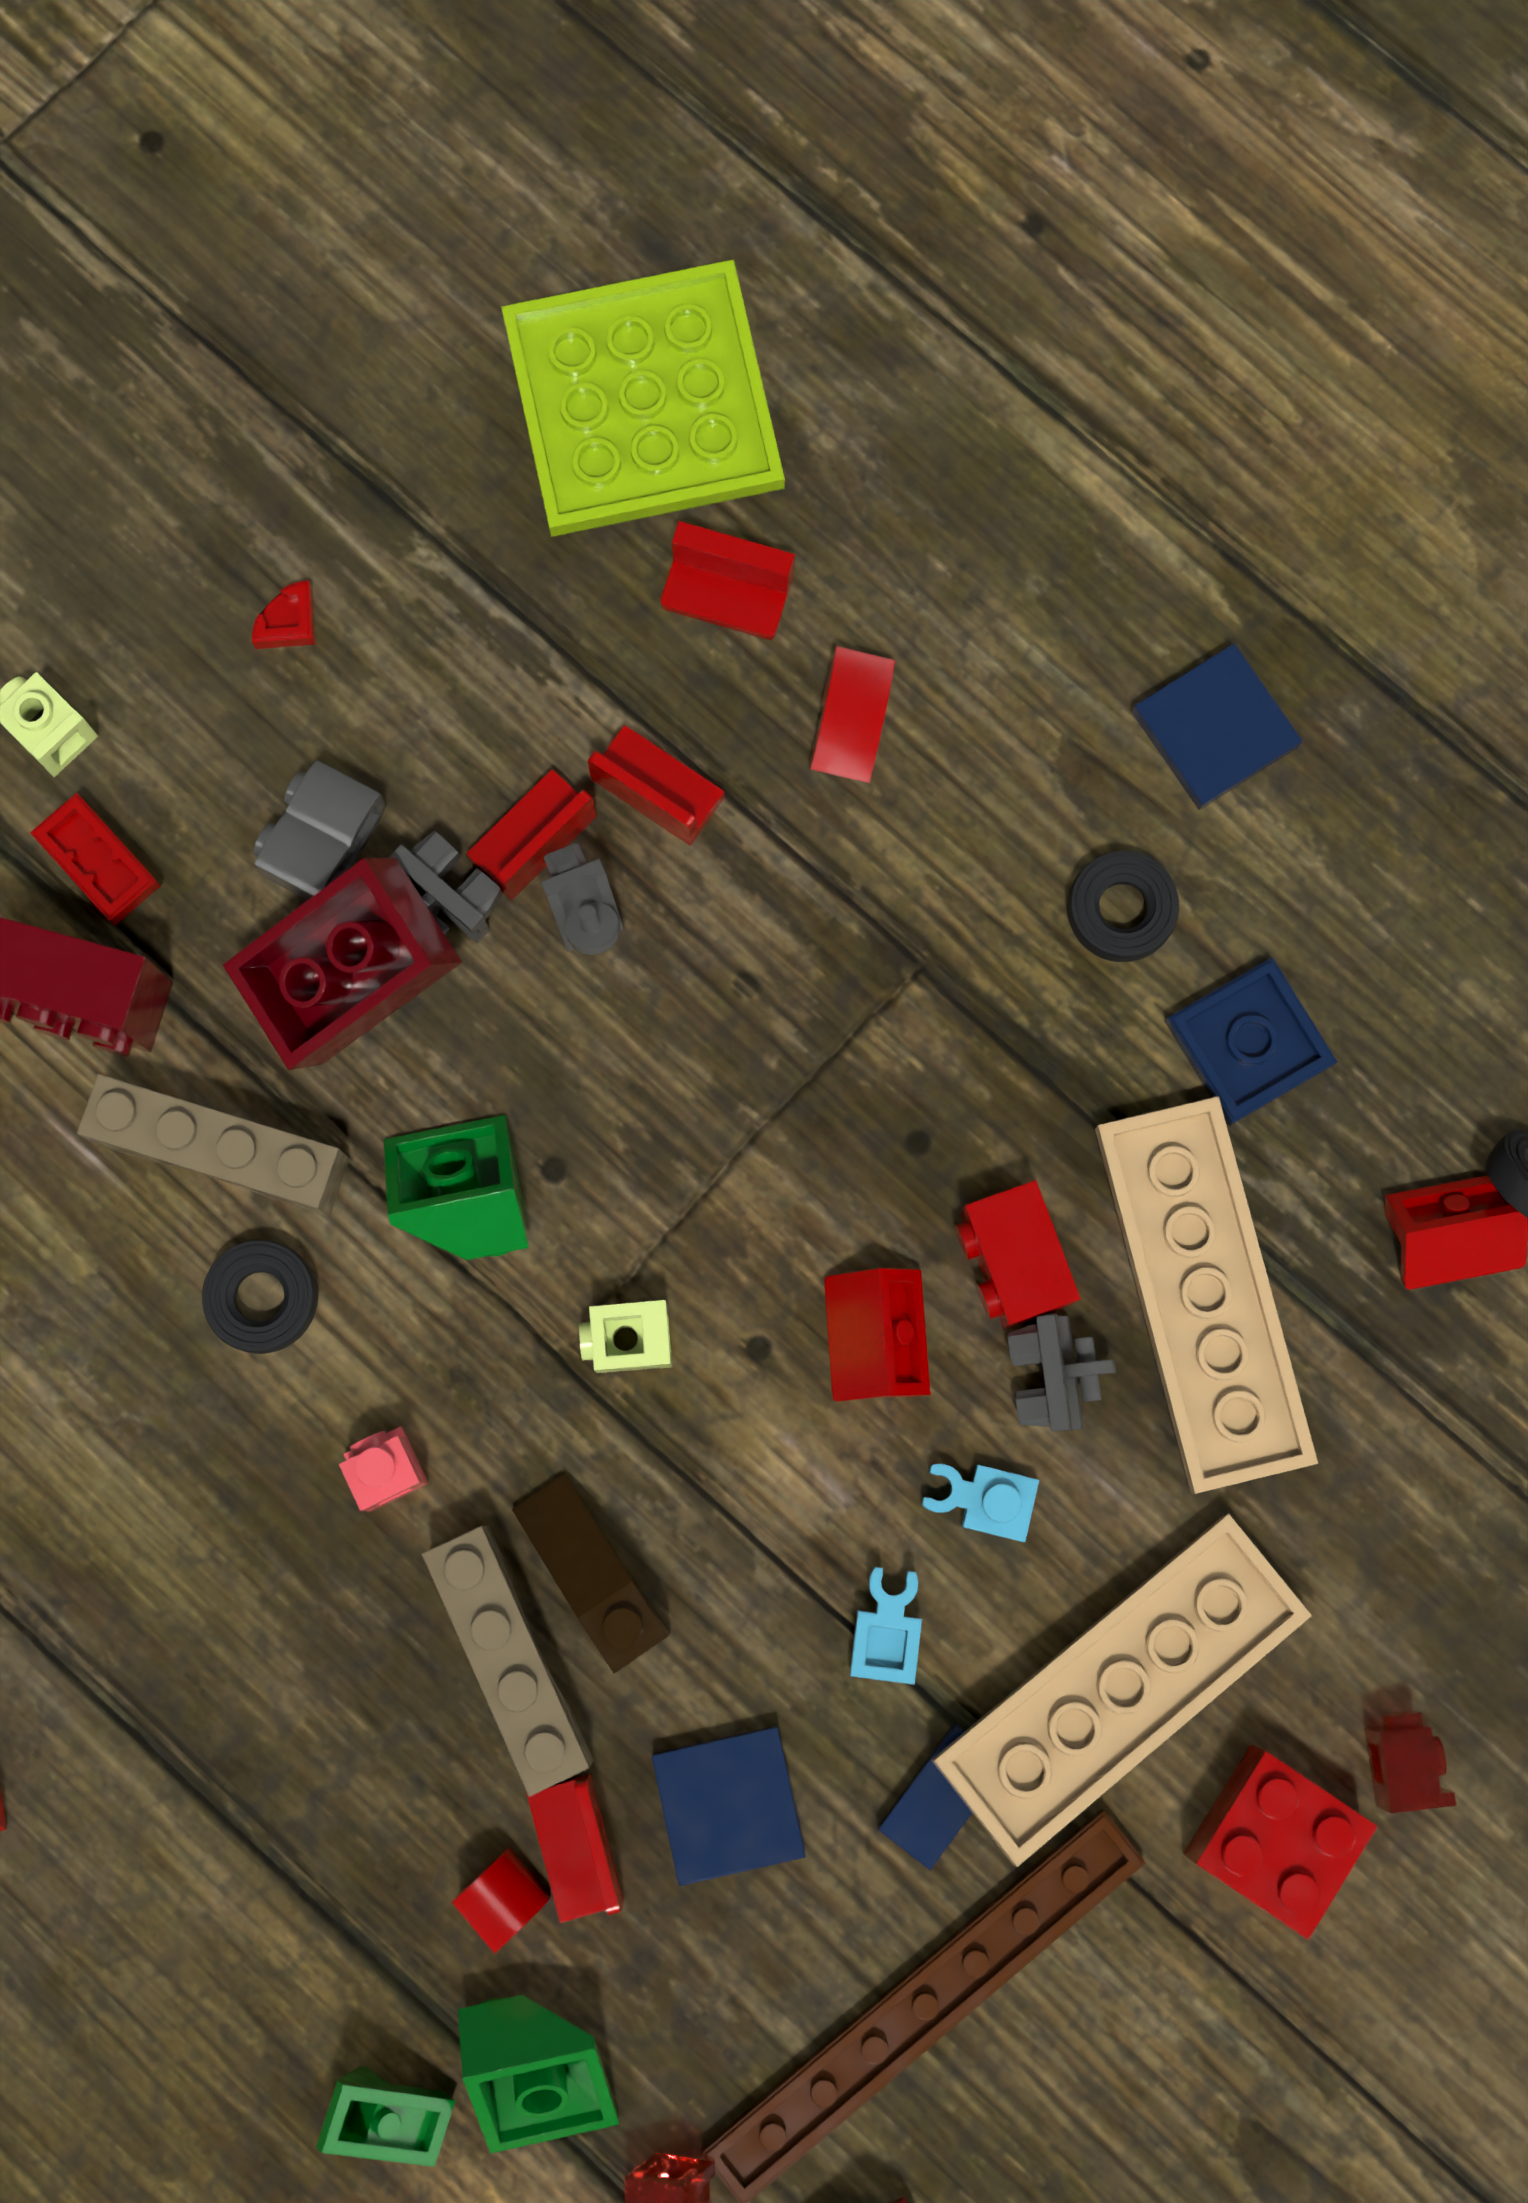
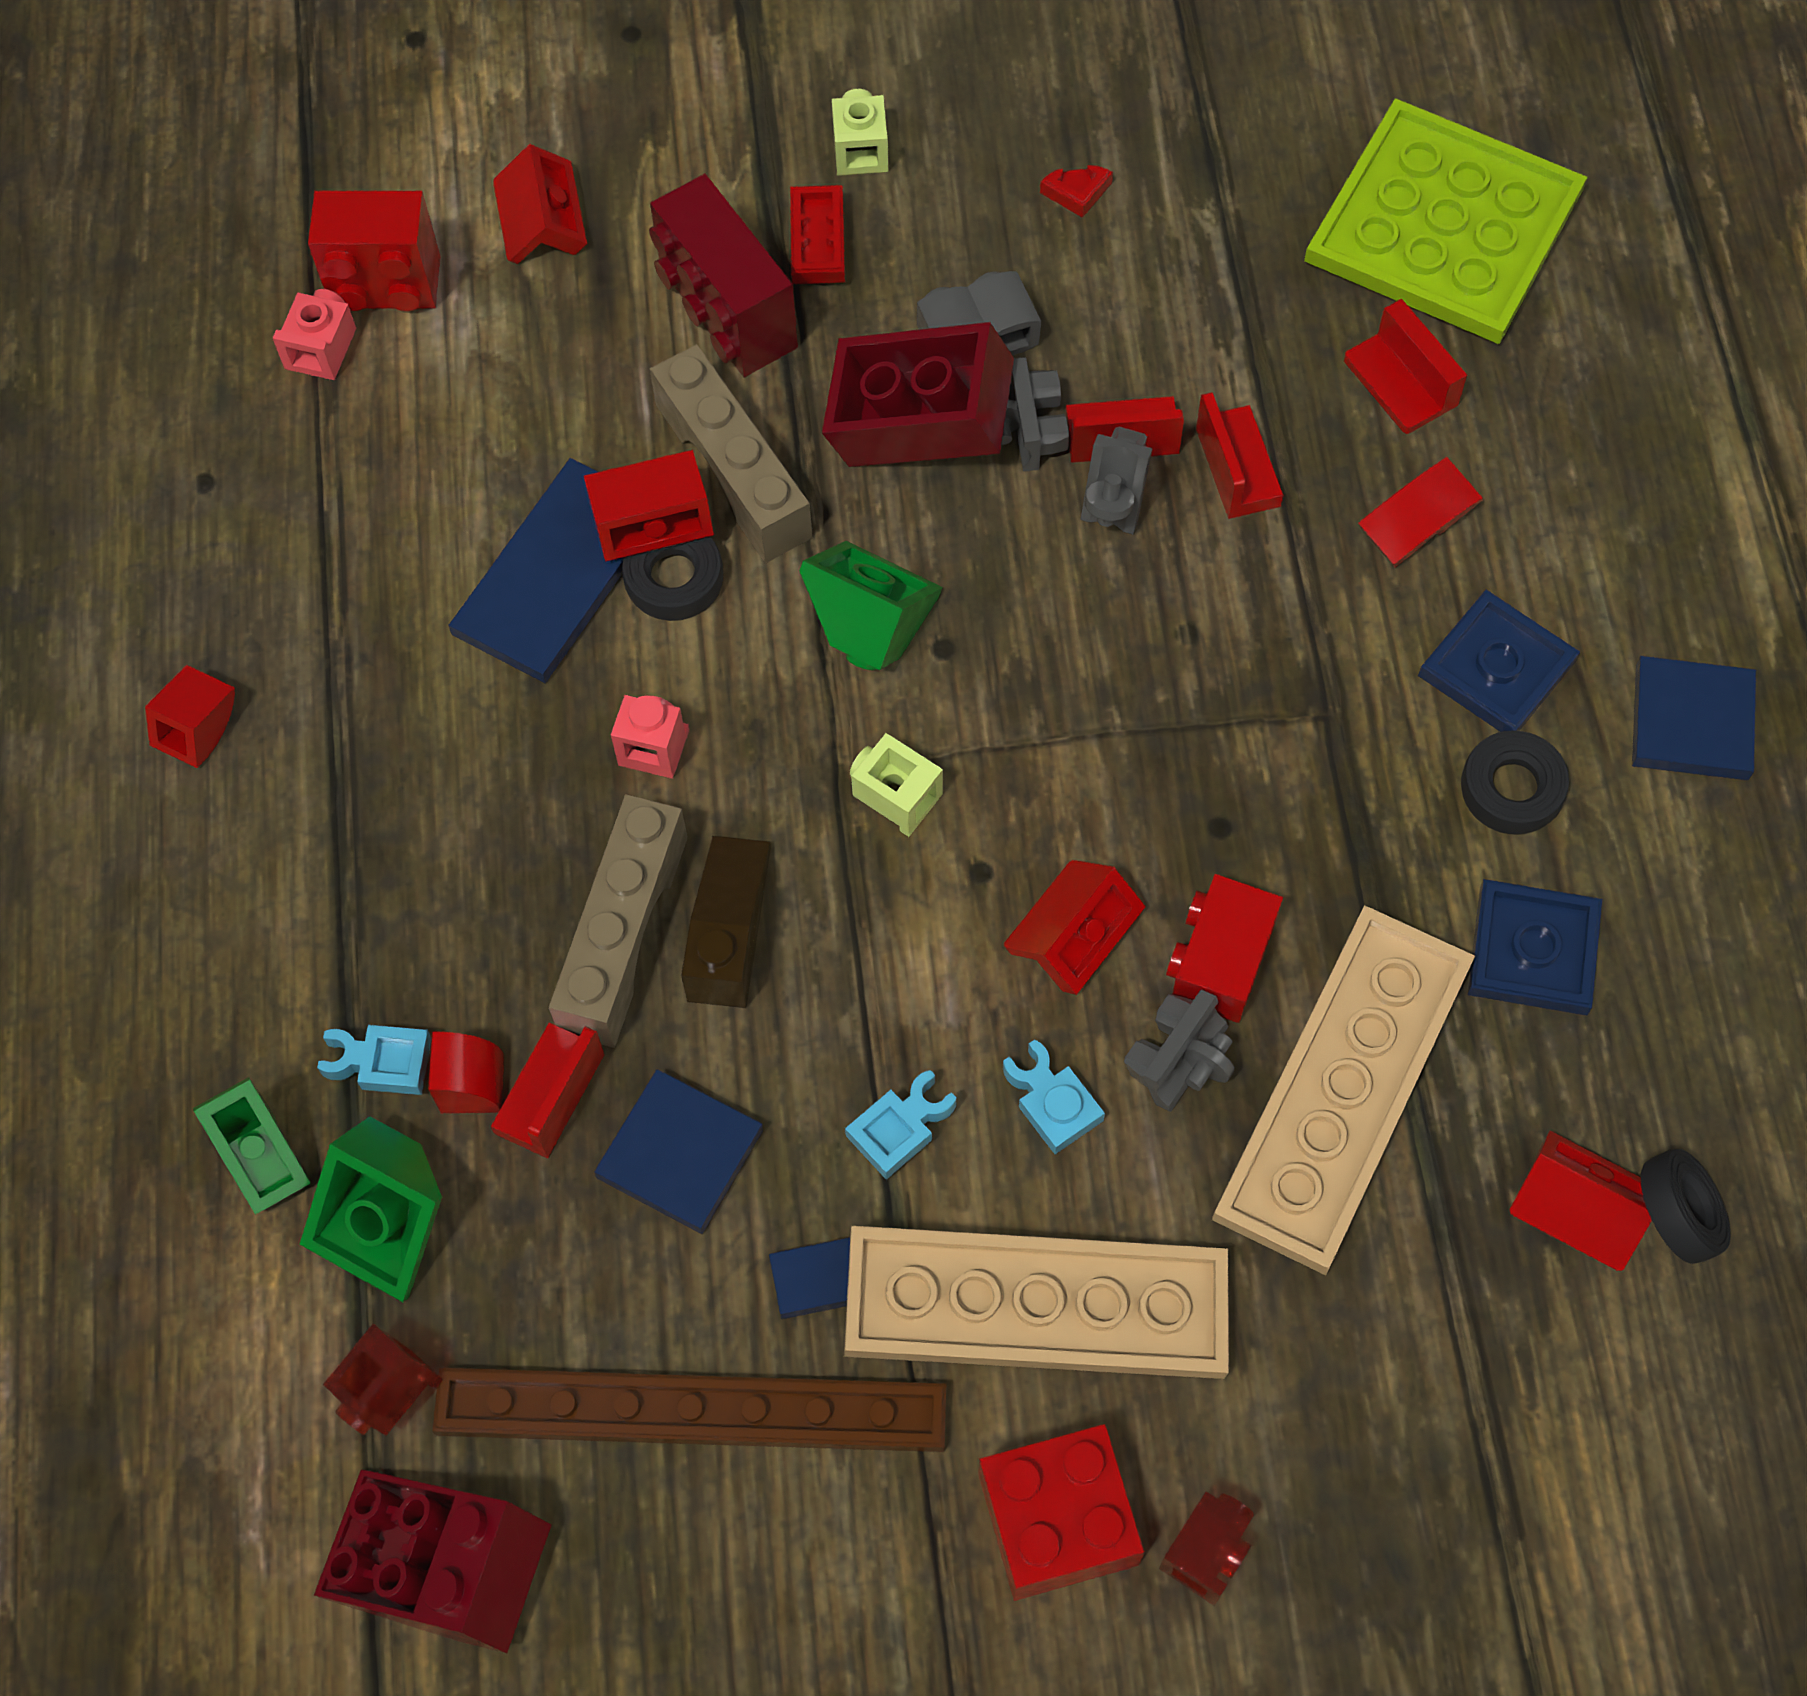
camera: 45 degrees right, 15 degrees down
(154, 1379) = (542, 582): none -> dark blue tile
(192, 1264) = (649, 505): none -> red brick
(420, 1943) = (386, 1061): none -> medium azure plate
(1024, 804) = (1498, 663): none -> dark blue tile

